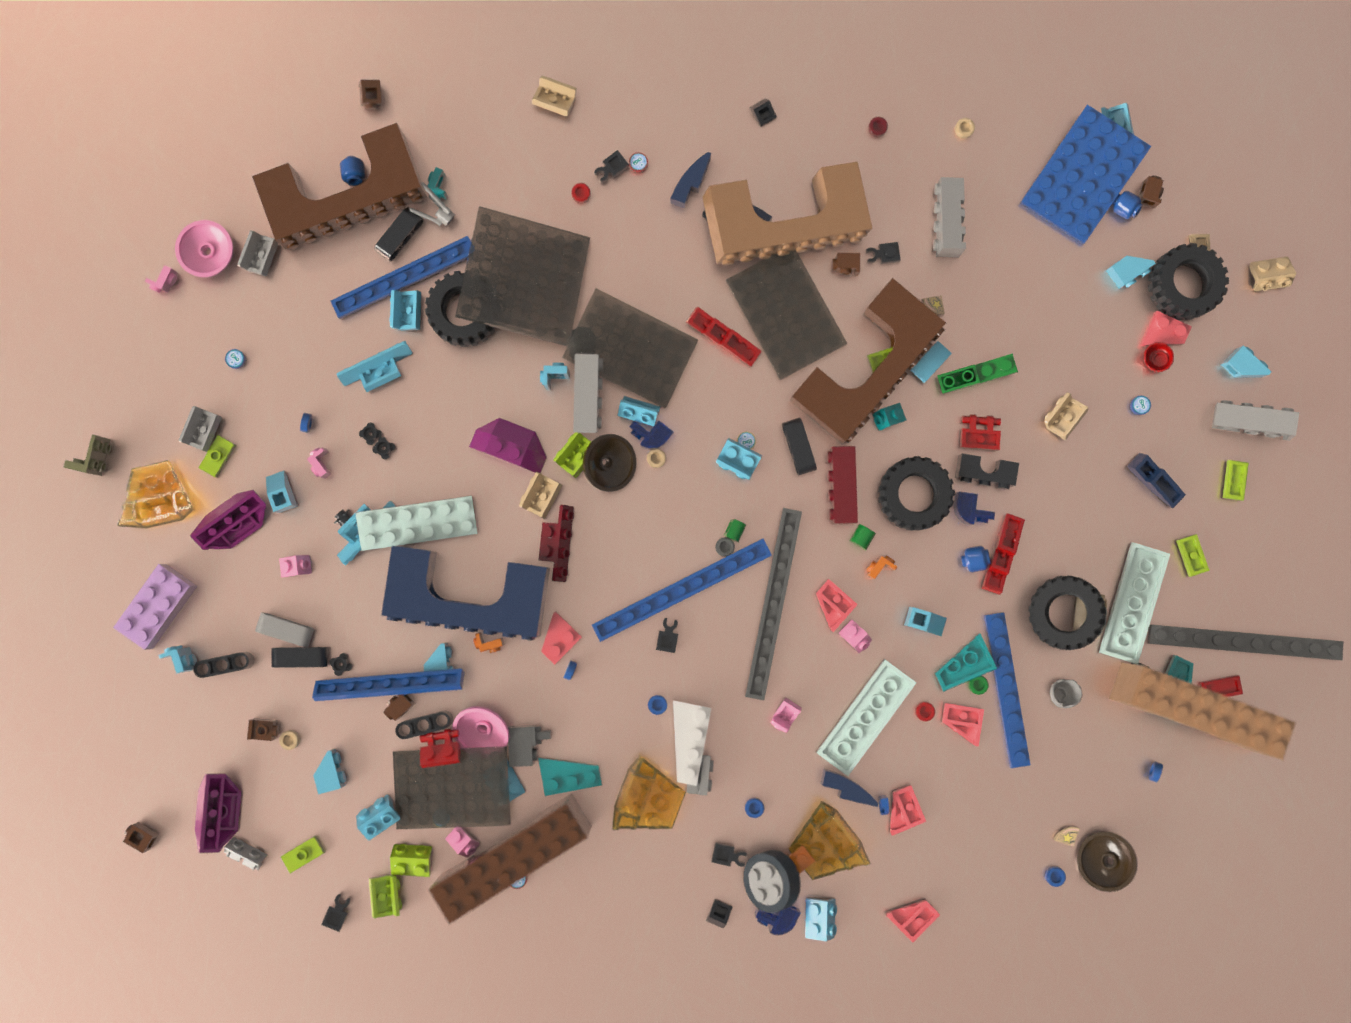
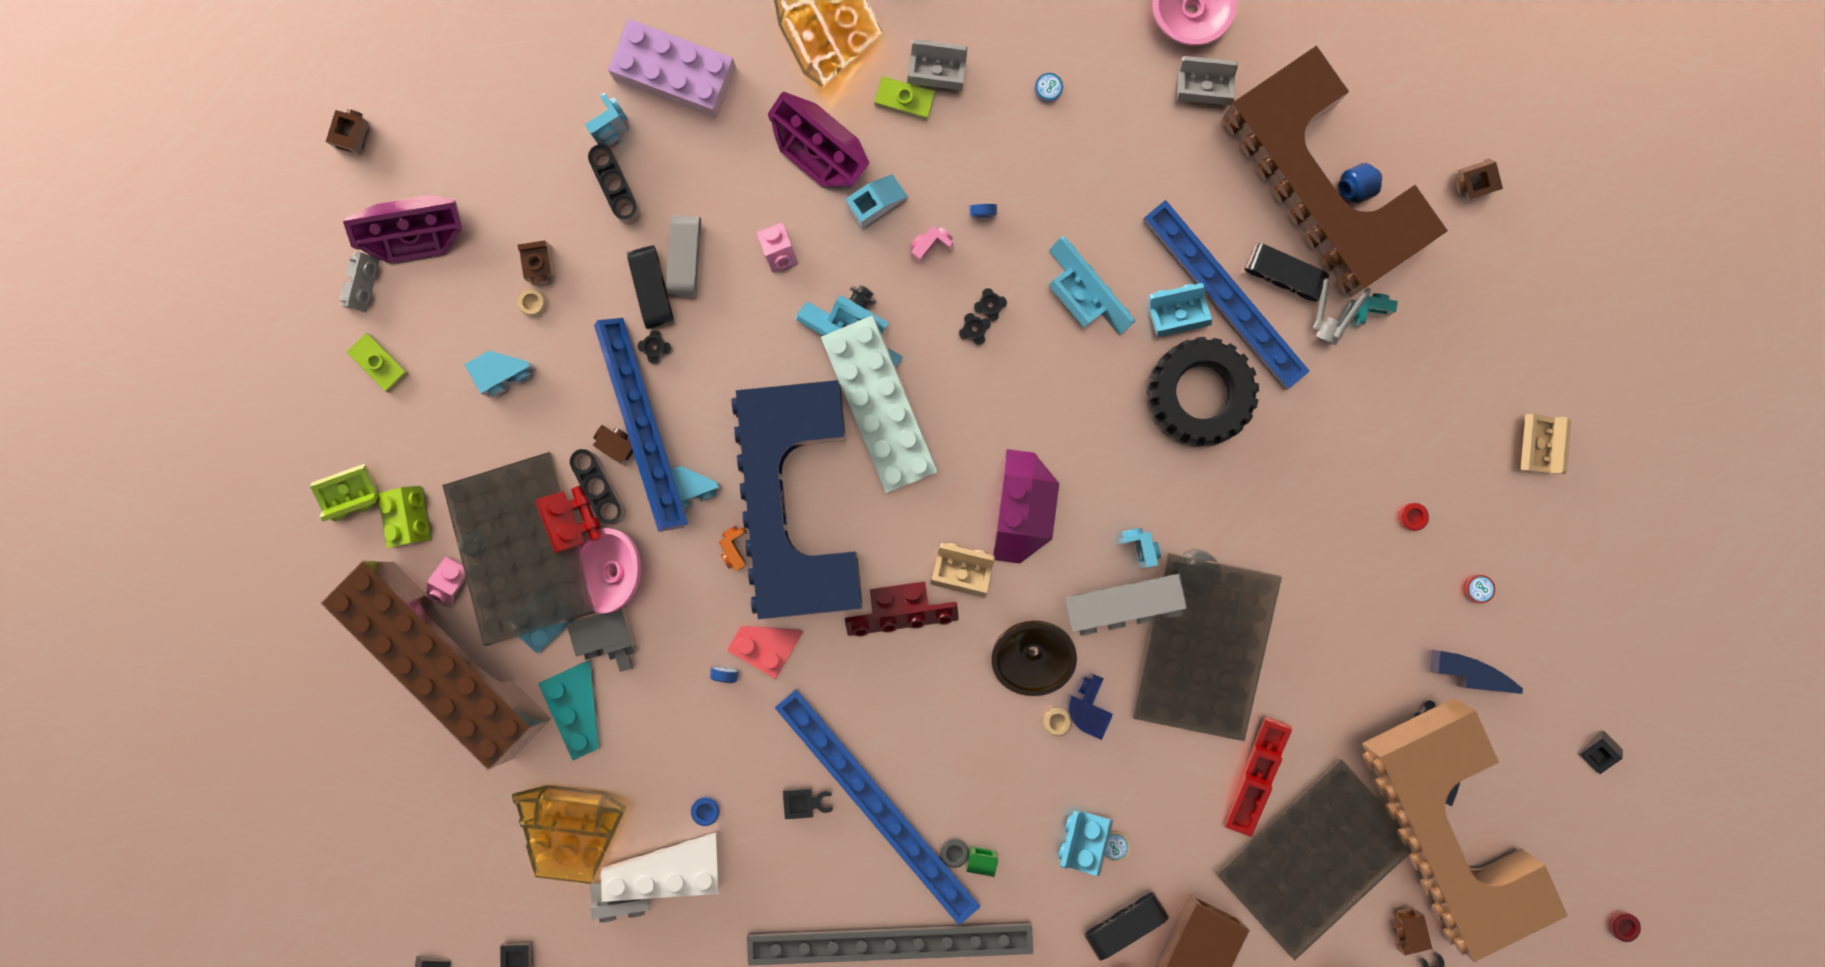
camera: 75 degrees right, 0 degrees up
(335, 915) = (301, 431): black plate -> none
(377, 817) = (451, 454): medium azure bracket -> none
(523, 276) = (1271, 467): clear smoke plate -> none
(572, 454) = (1032, 602): lime bracket -> none
(614, 165) = (1466, 554): black plate -> none
(638, 411) = (1119, 681): medium azure bracket -> none

